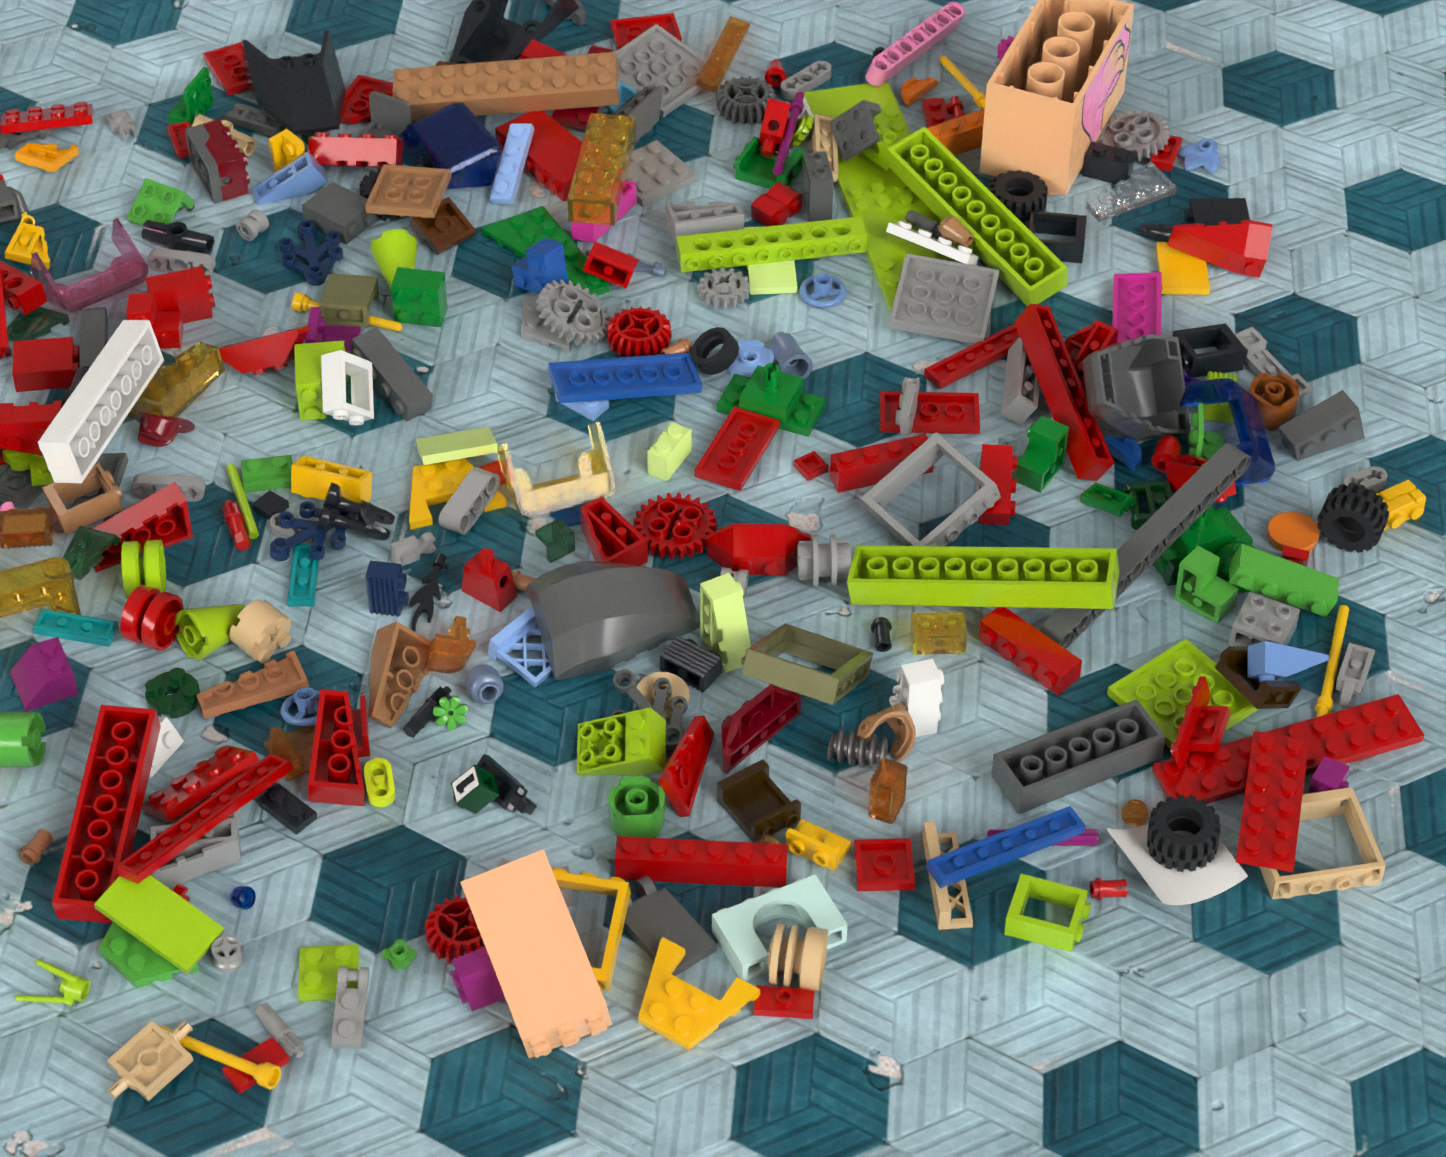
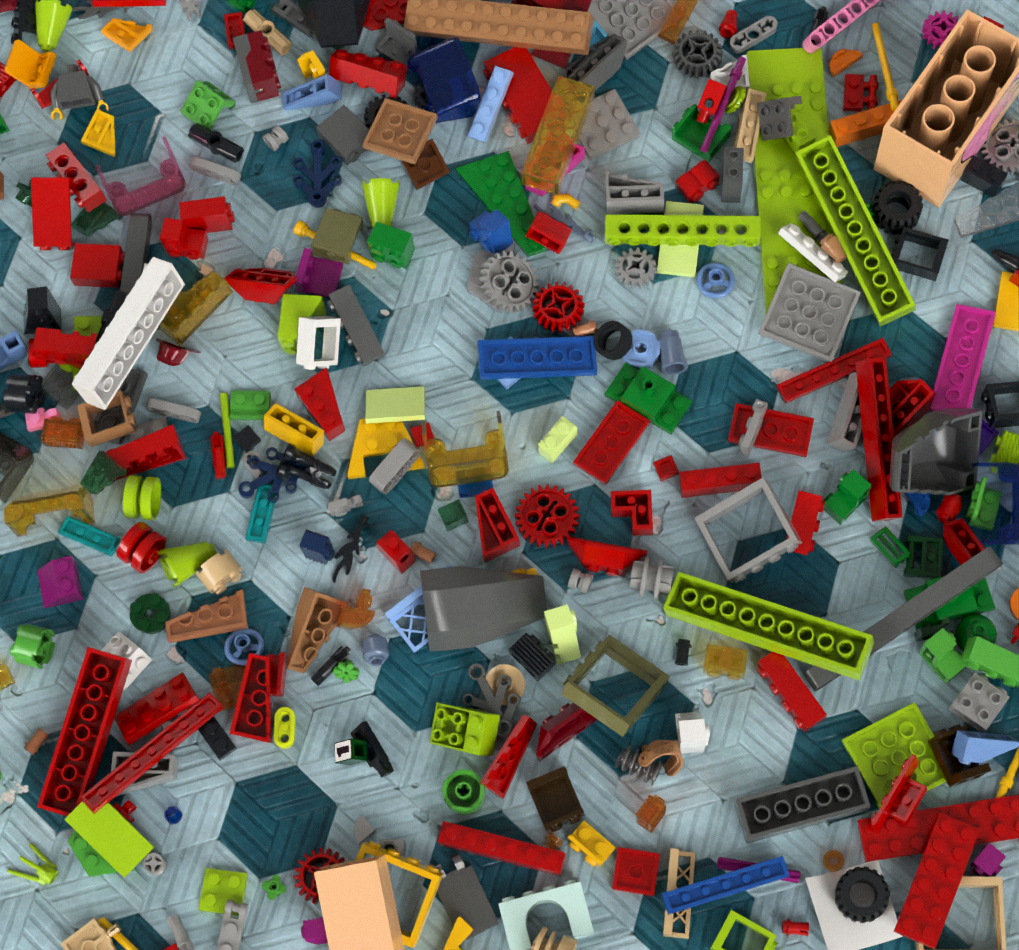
camera: 20 degrees right, 25 degrees up
(361, 448) = (321, 403): none -> red wedge
(624, 240) = (565, 198): none -> yellow arm
(782, 497) = (635, 505): none -> red brick

